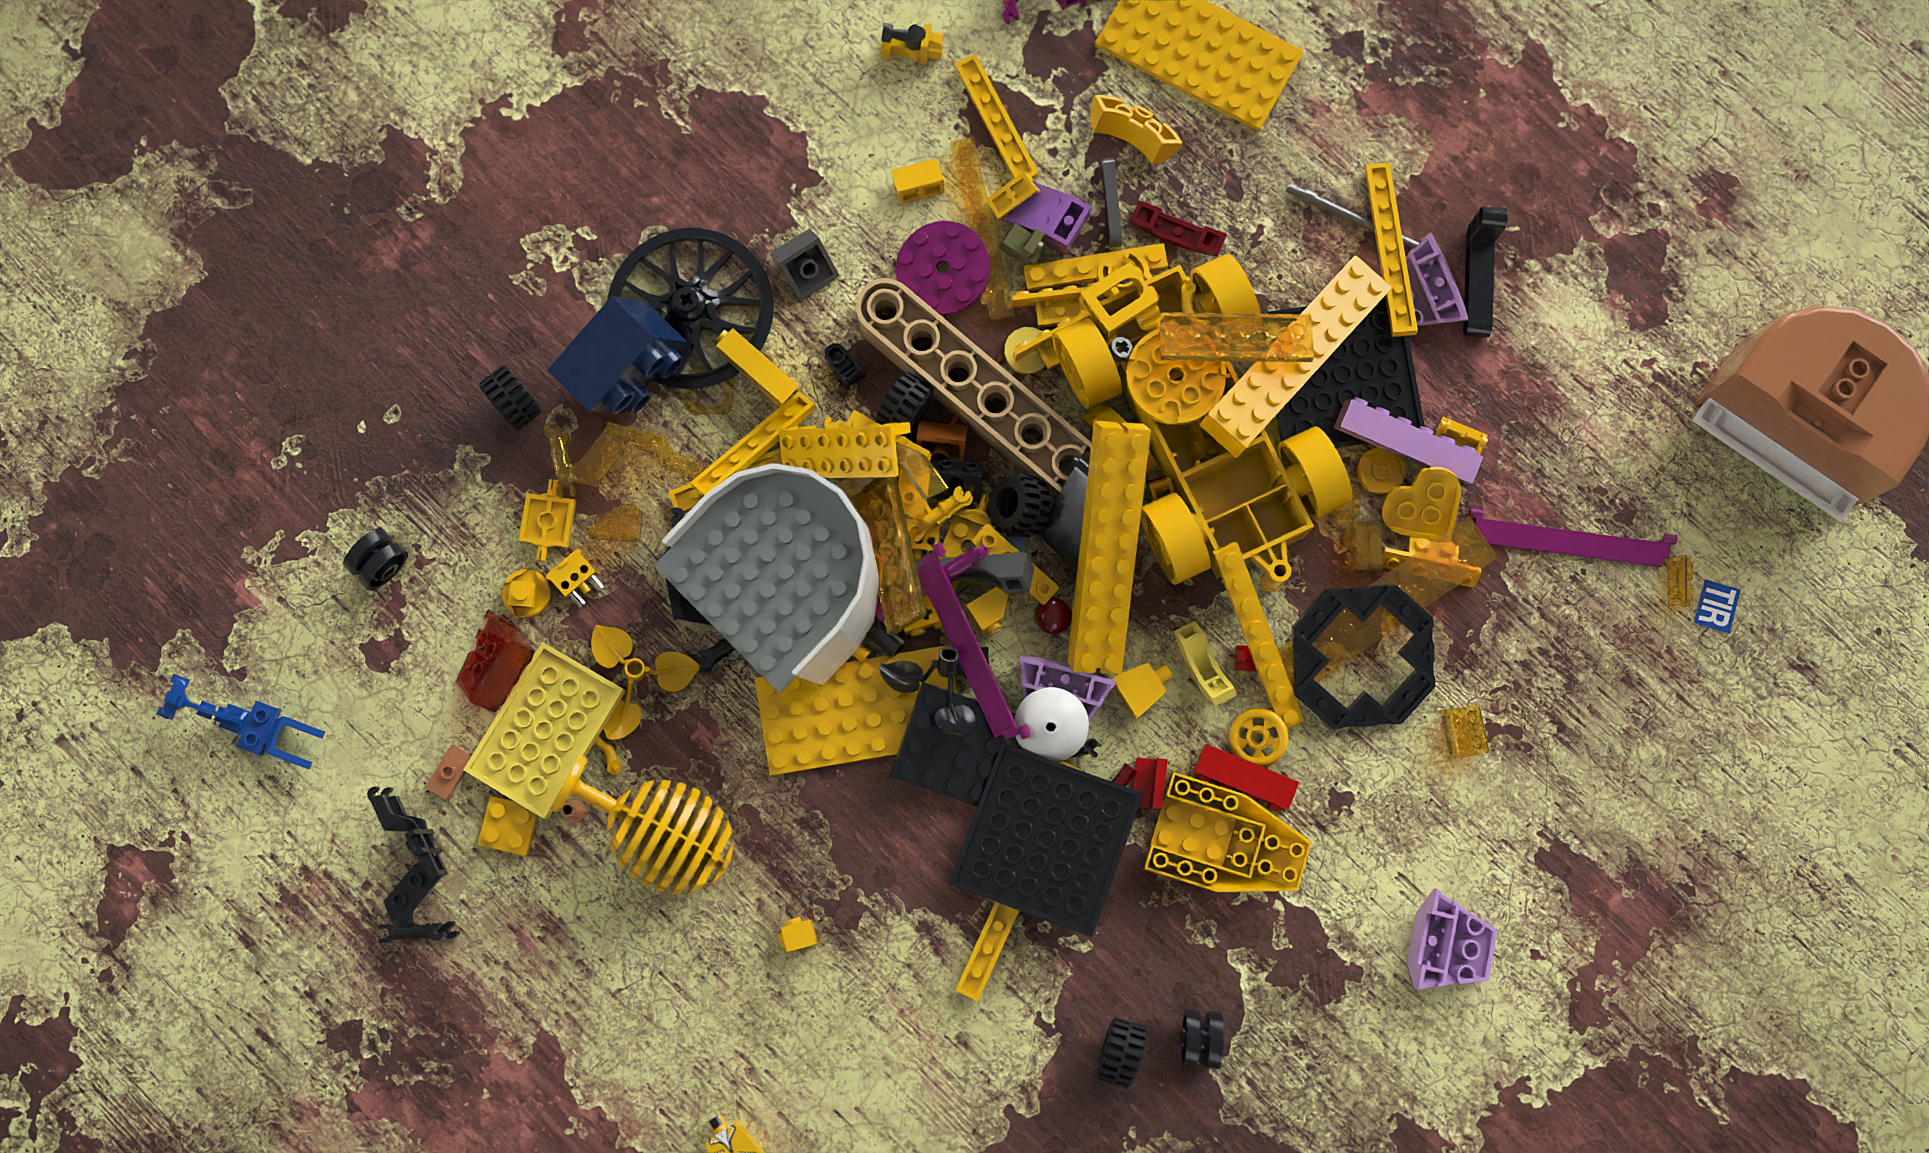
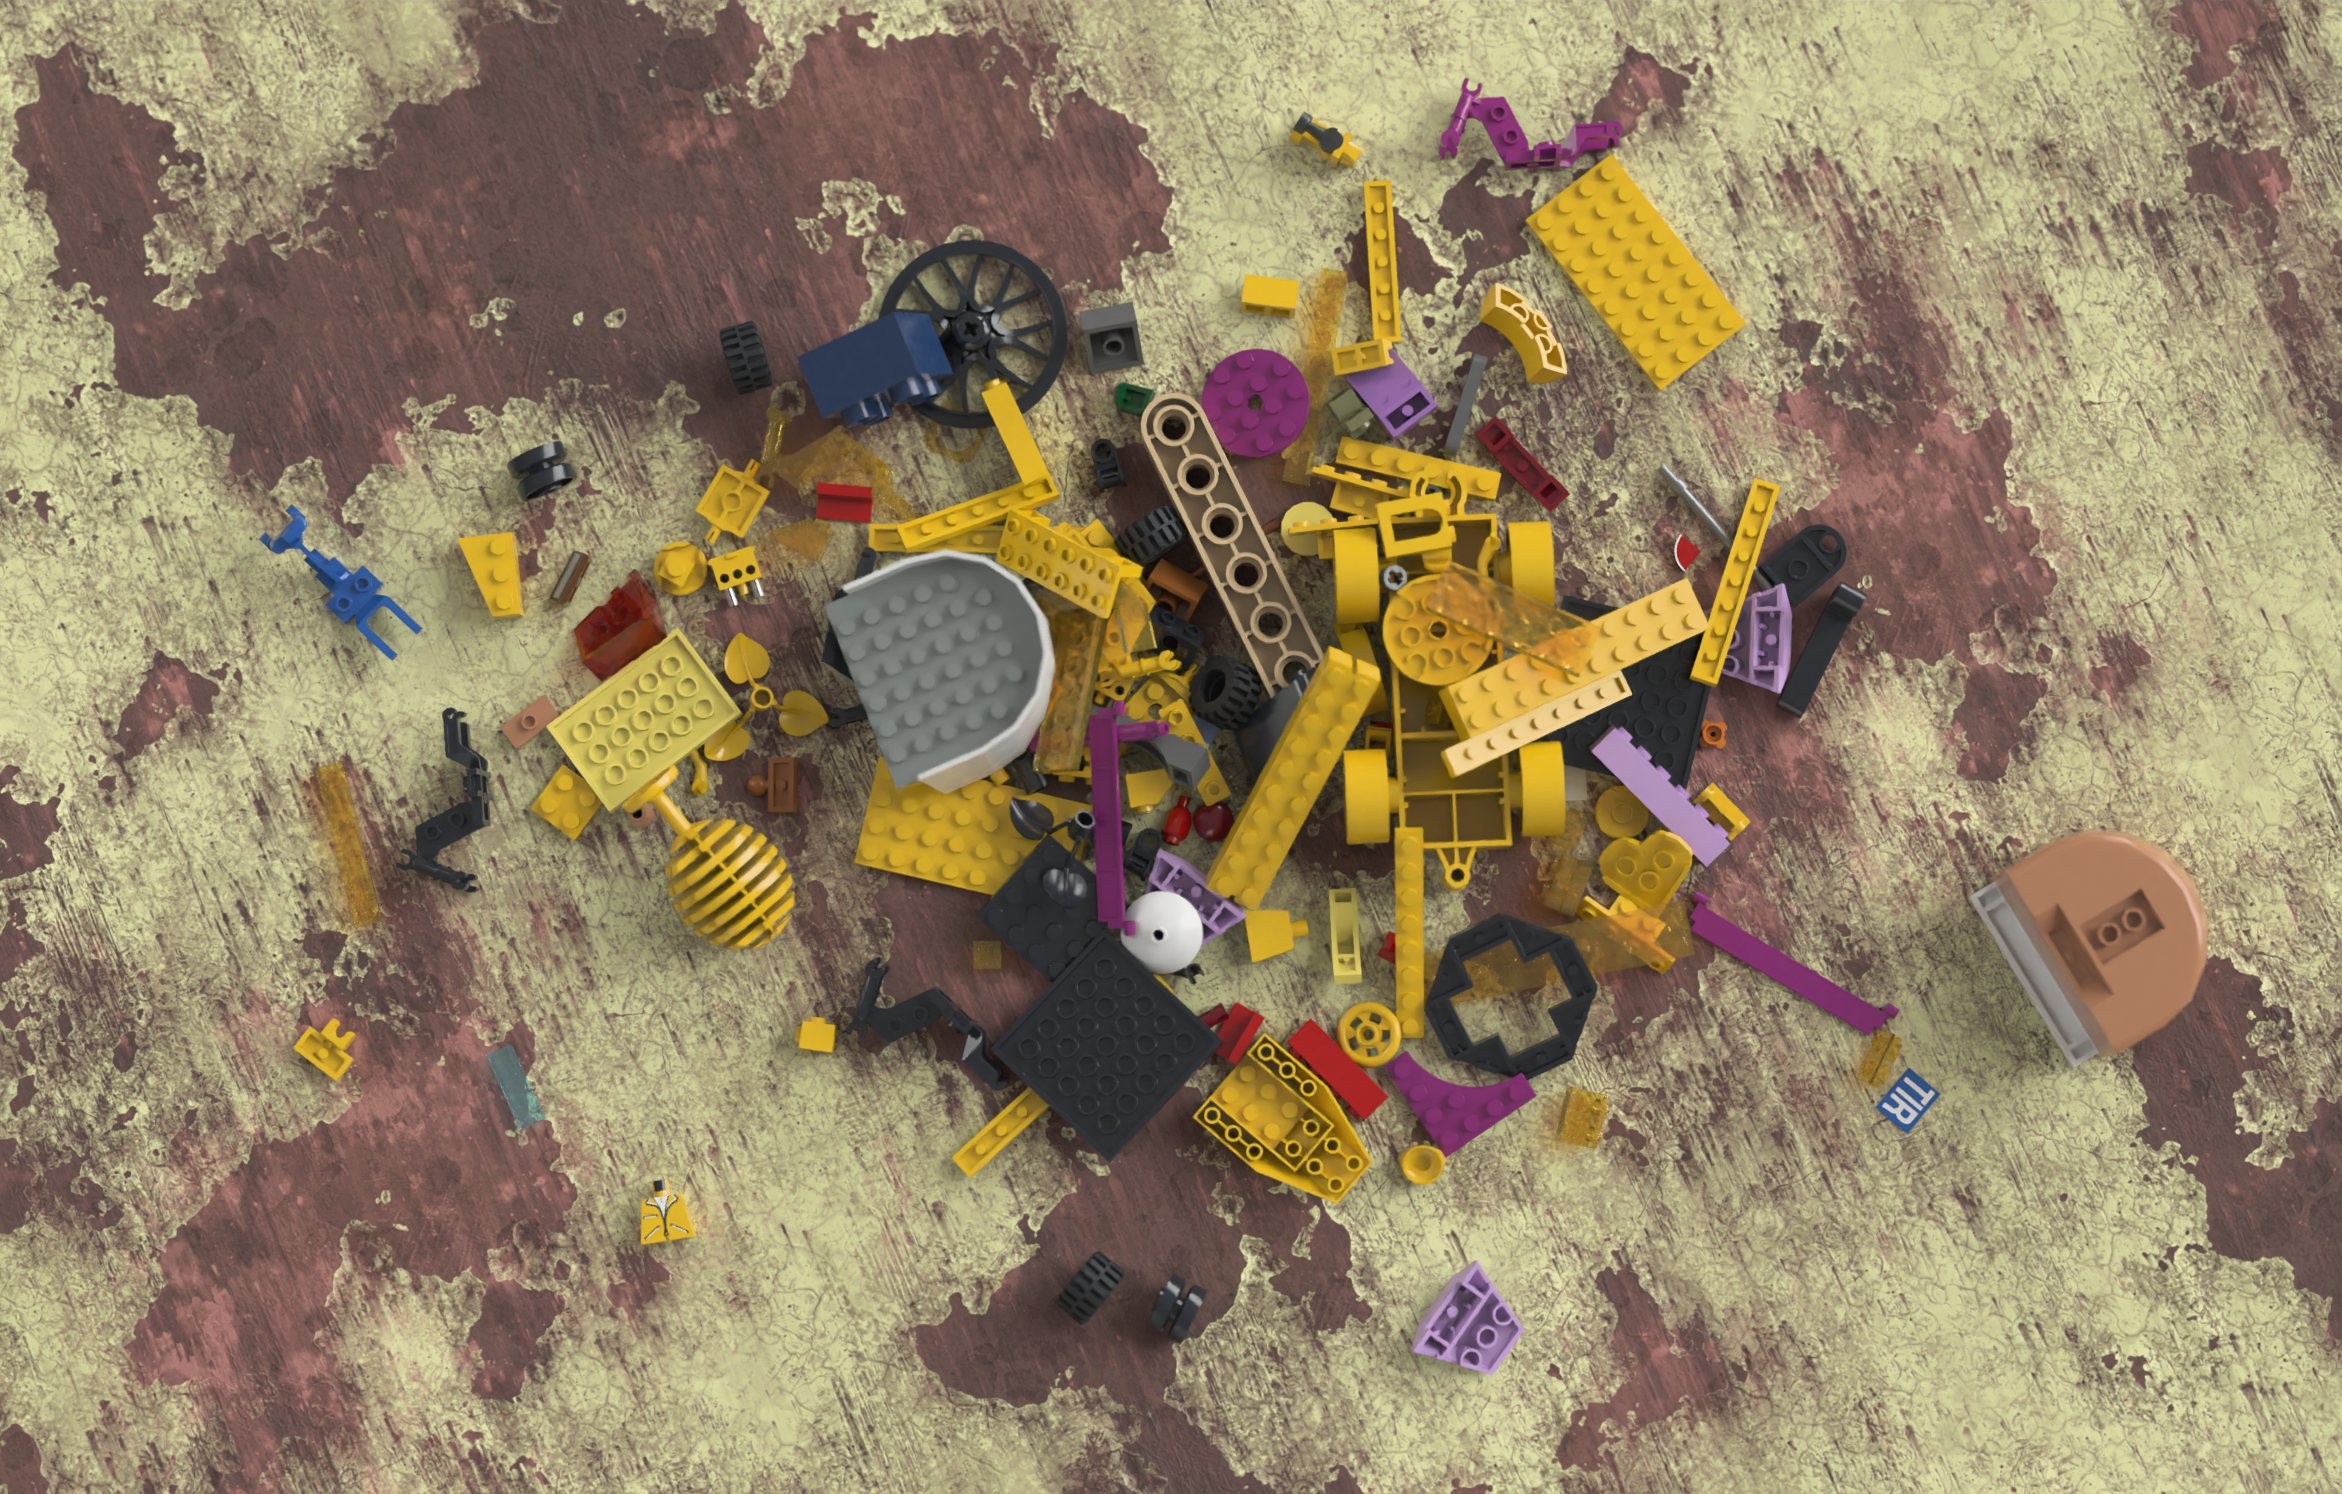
camera: 25 degrees right, 5 degrees up
(333, 941) = (349, 845): none -> clear yellow plate
(371, 659) = (496, 570): none -> yellow wedge
(380, 1126) = (327, 1049): none -> yellow plate
(437, 638) = (571, 578): none -> slope
(558, 1089) = (515, 1086): none -> clear light blue tile
(640, 483) = (844, 502): none -> red panel
(681, 737) = (781, 785): none -> dark orange plate
(841, 305) = (1132, 398): none -> dark green plate
(876, 879) = (919, 1013): none -> black piece
(913, 805) = (986, 954): none -> clear yellow plate
(1007, 668) = (1142, 855): none -> black piece
(1024, 630) = (1177, 822): none -> red plant
(1288, 420) = (1535, 723): none -> yellow plate
(1336, 246) = (1684, 553): none -> red tile
(1350, 827) = (1422, 1164): none -> yellow piece
(1358, 771) = (1454, 1111): none -> magenta plate
(1430, 374) = (1719, 730): none -> orange plate
(1436, 213) = (1804, 562): none -> black plate

